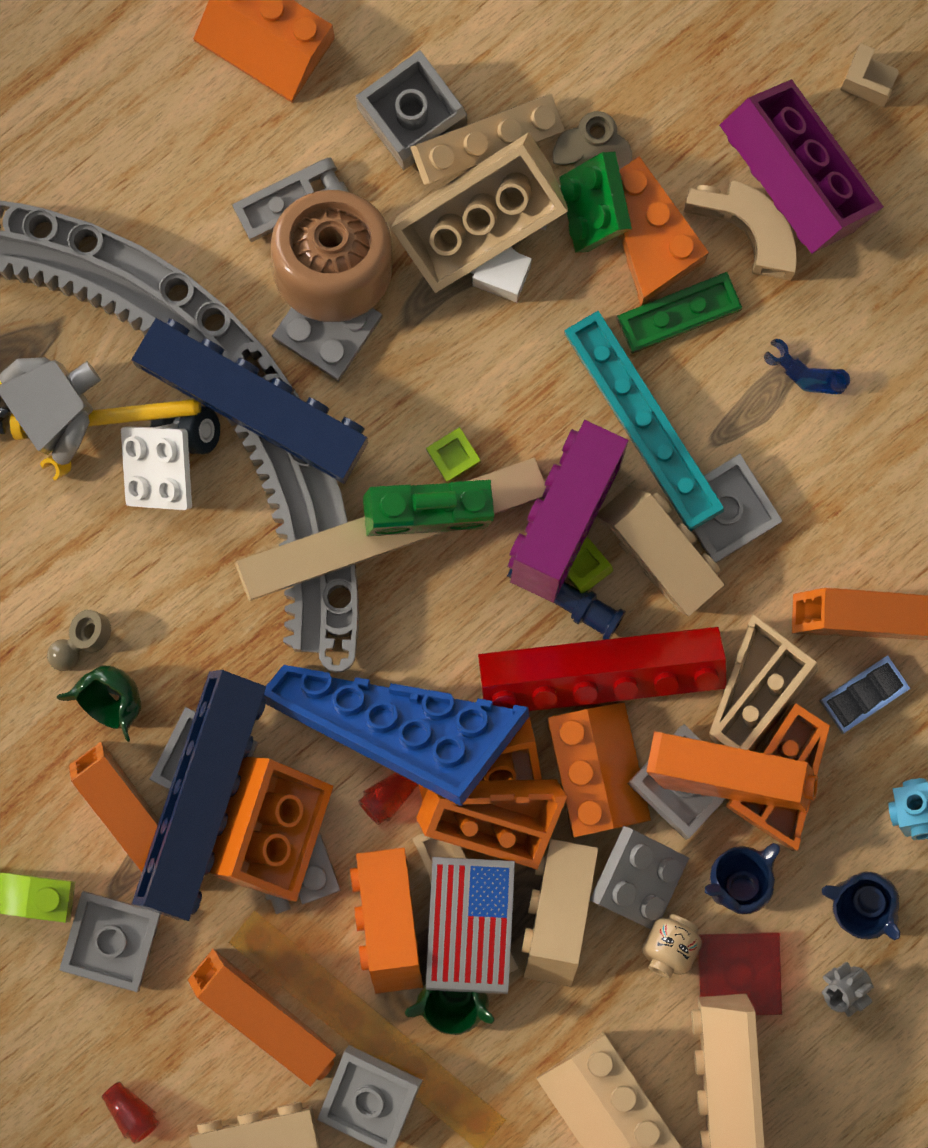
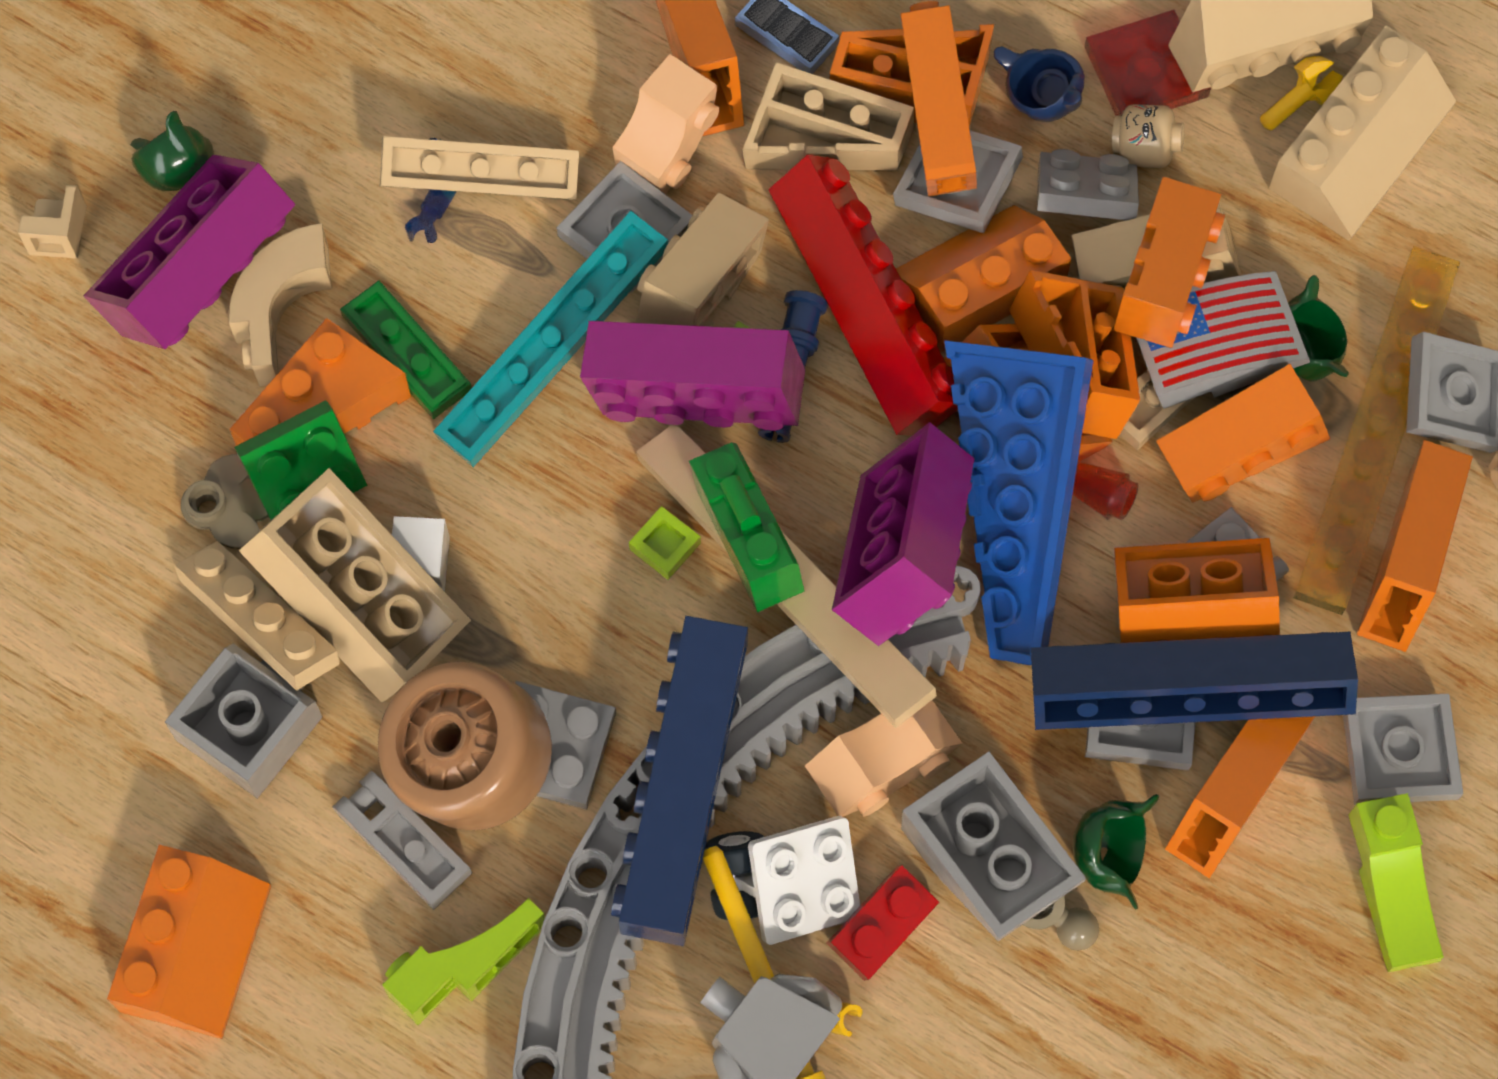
camera: 110 degrees left, 15 degrees down
(114, 517) = (882, 922): none -> red plate
(130, 606) = (990, 847): none -> light grey slope
(182, 186) = (425, 979): none -> lime slope
(227, 537) = (878, 759): none -> light nougat brick
(377, 619) = (904, 535): none -> magenta brick
(526, 899) = (1170, 263): none -> orange wedge
(678, 1103) = (1305, 90): none -> yellow bar
(792, 561) = (667, 124): none -> light nougat brick
(808, 408) = (479, 168): none -> tan plate
(893, 174) = (172, 156): none -> dark green hair

